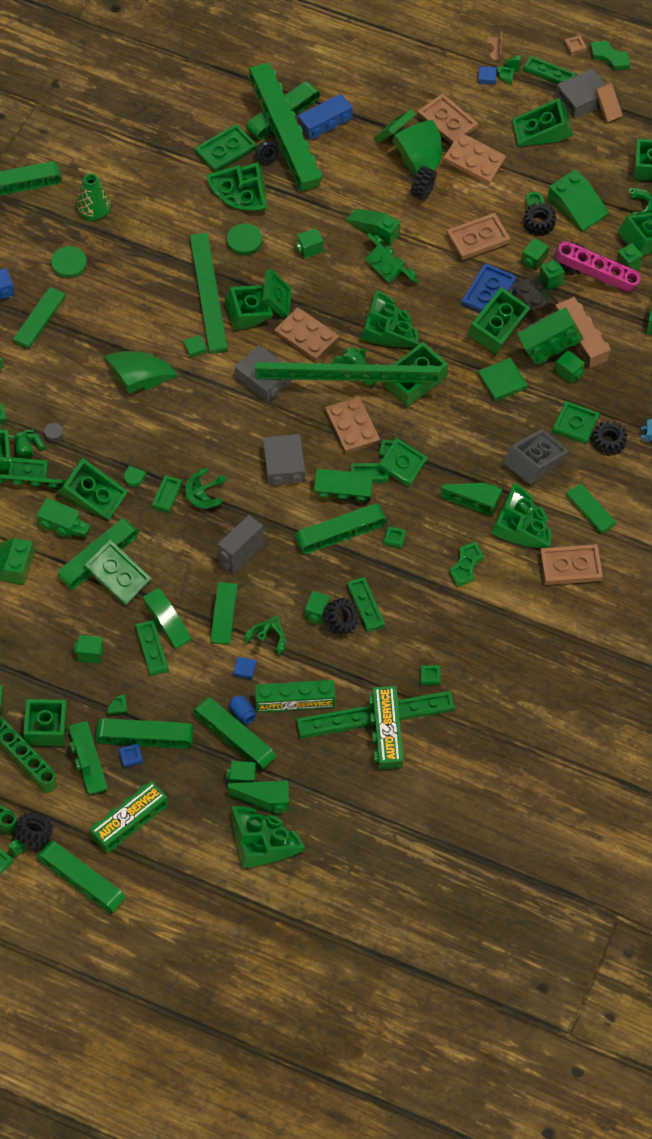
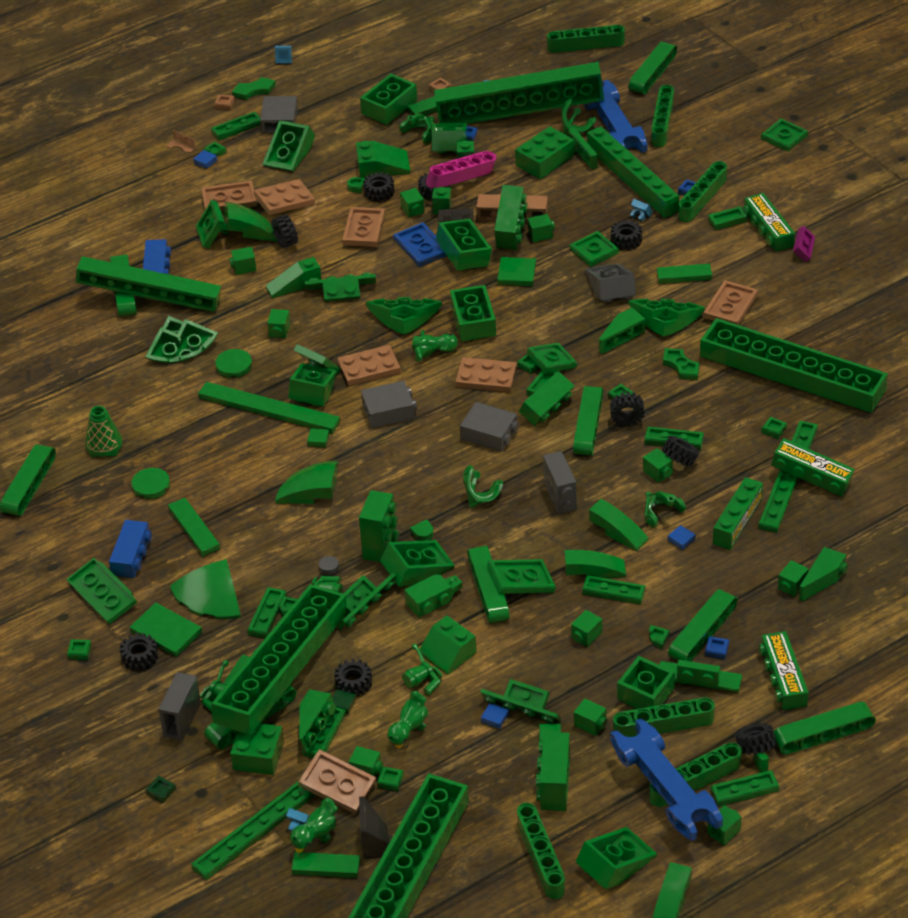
camera: 55 degrees left, 15 degrees down
(98, 440) = (377, 524): none -> green brick
(167, 494) = (459, 516): green tile -> none
(225, 148) = (125, 337): green tile -> none
(234, 733) = (744, 568): green beam -> none
(242, 710) = (725, 553): blue brick -> none
(262, 838) = (864, 594): green brick -> none
(267, 152) = (156, 311): black brick -> none
(348, 372) = (444, 342): green plate -> none
(367, 550) = (627, 417): none -> black tyre
(371, 175) = (243, 260): none -> green brick
(514, 62) = (210, 138): green tile -> none
(514, 652) = (793, 365): none -> green brick
(608, 102) = (304, 102): medium nougat tile -> none

